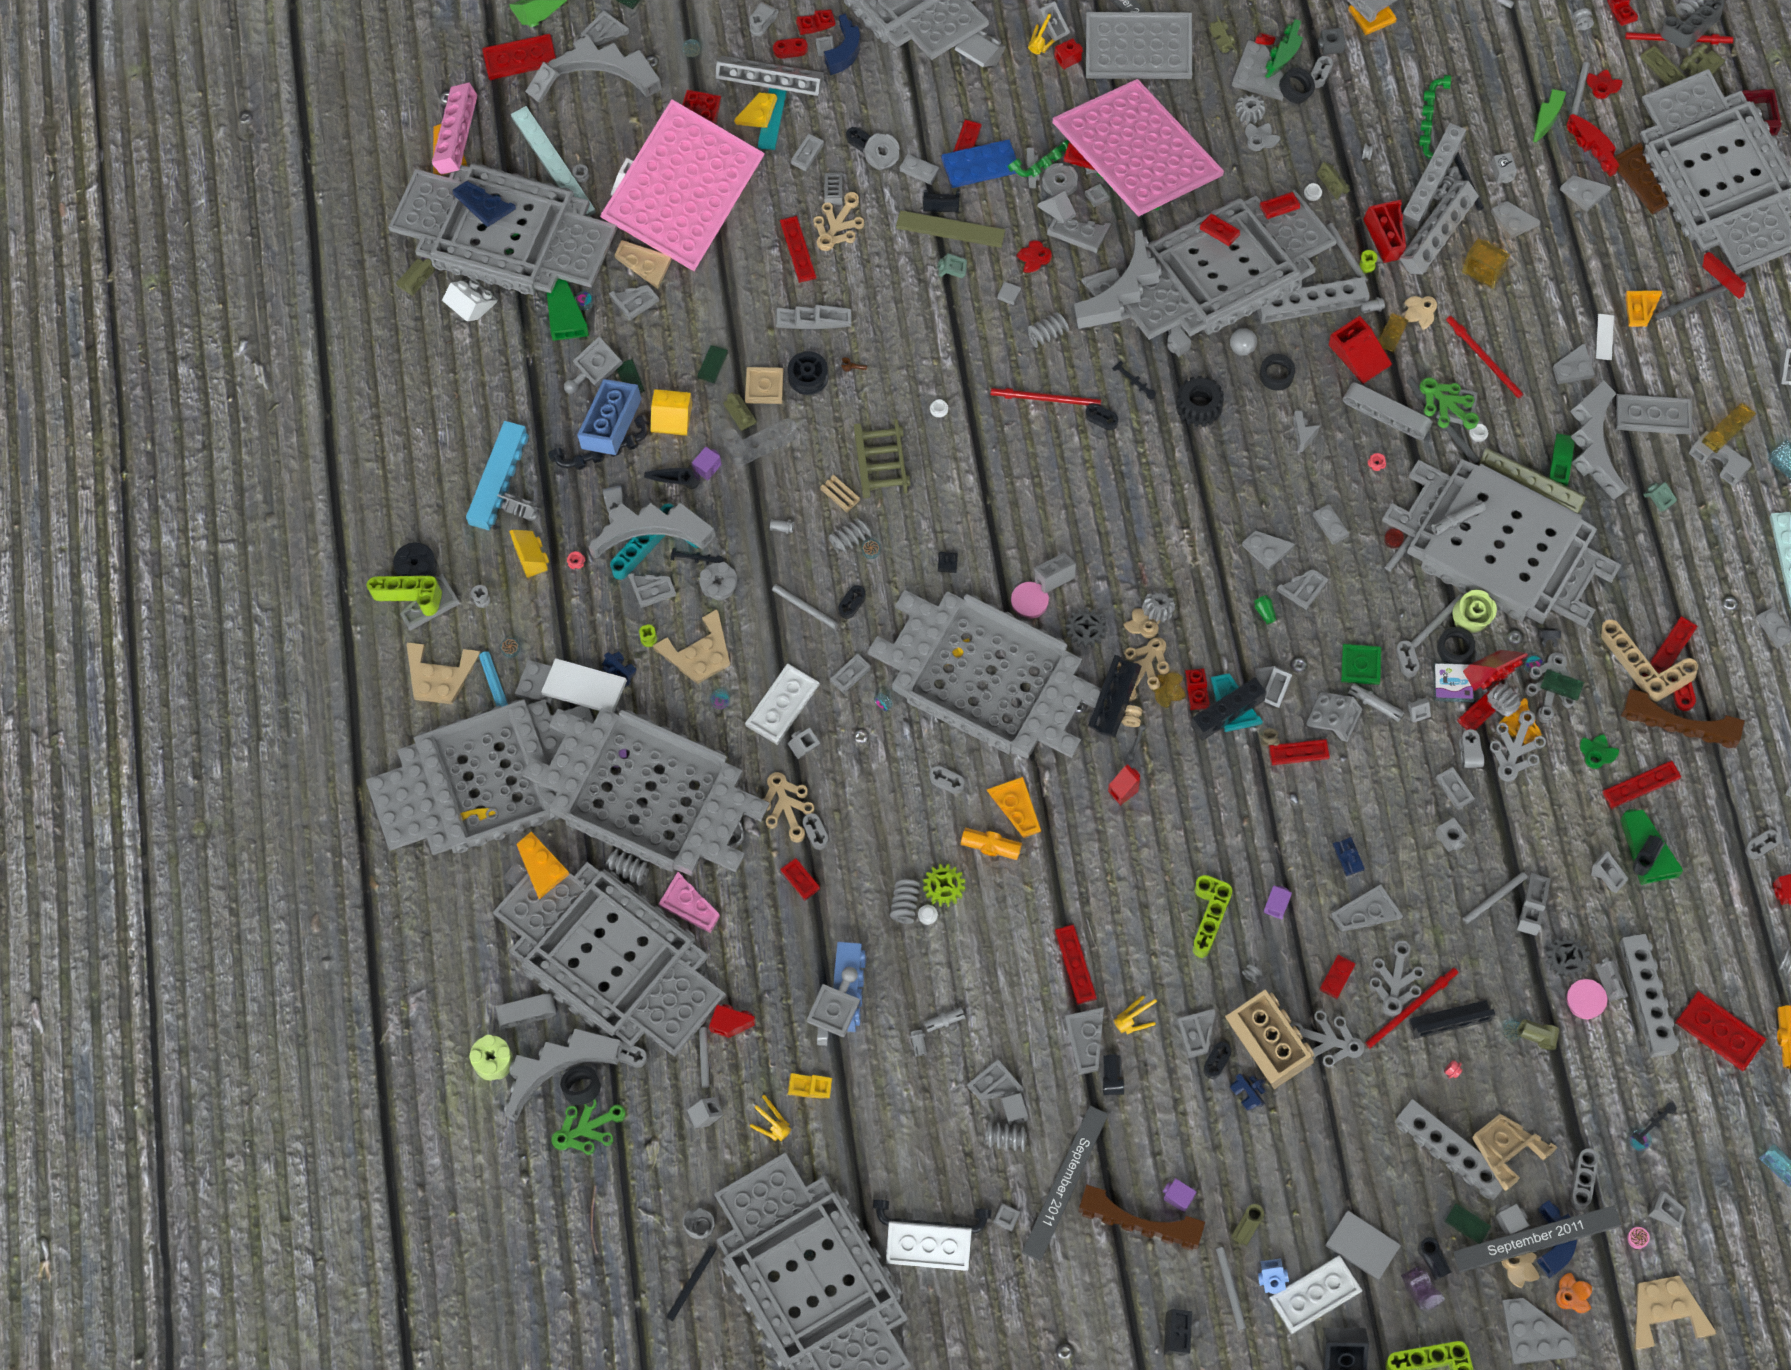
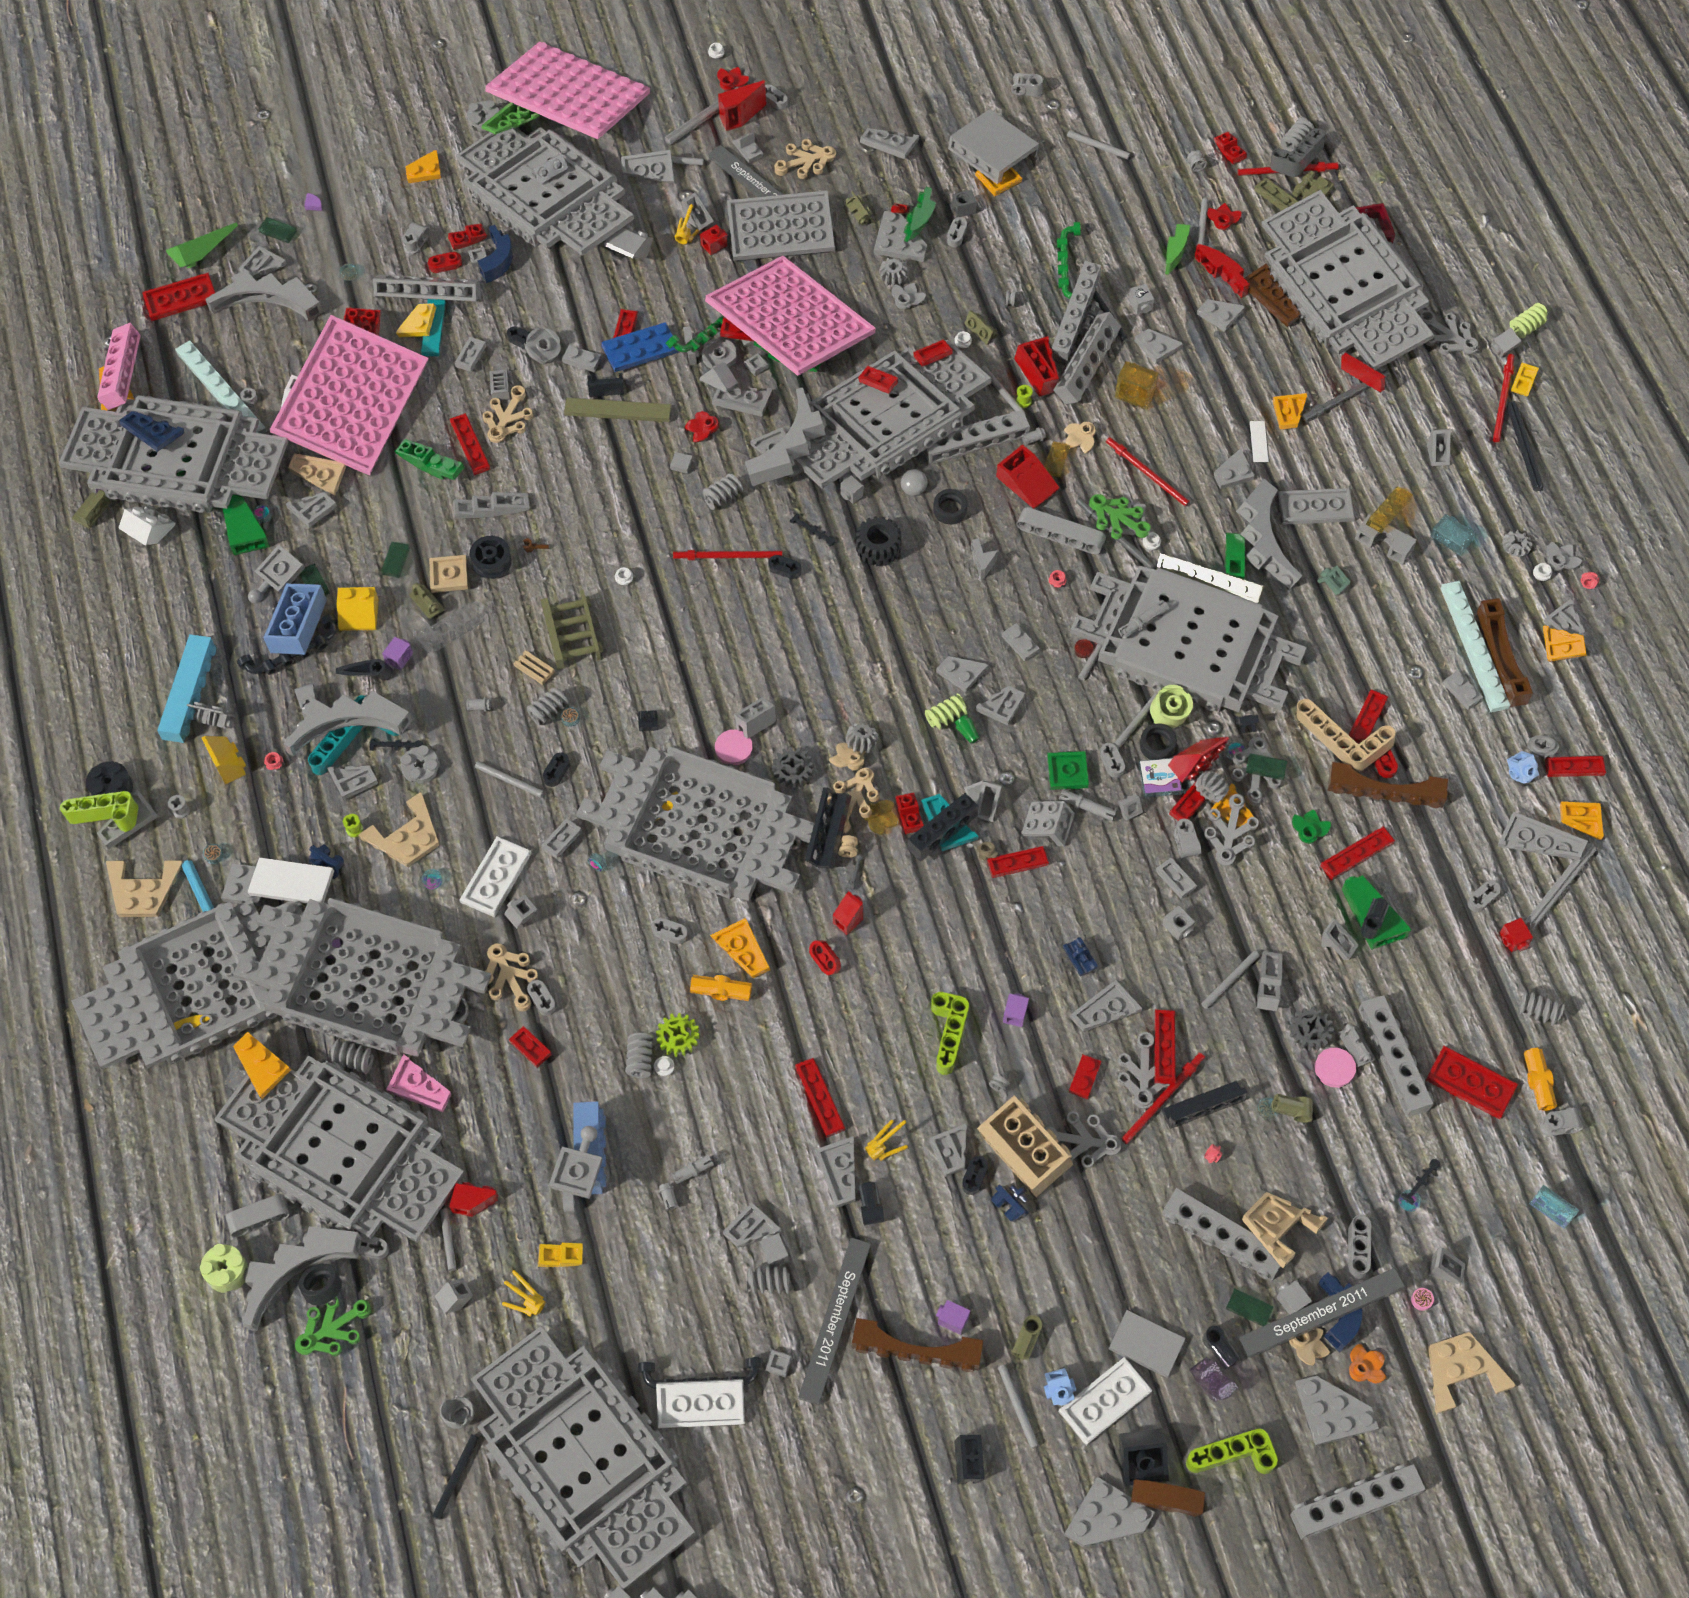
camera: 10 degrees left, 5 degrees down
(542, 82) = (203, 316): light grey plate -> none
(754, 263) = (428, 461): none -> green slope
(952, 265) = (622, 442): sand green bracket -> none
(1096, 827) = (825, 958): none -> red plate
(1246, 589) = (946, 711): none -> yellowish green piece
(1306, 80) = (941, 238): black tyre -> none
(1420, 957) = (1164, 1047): none -> red tile

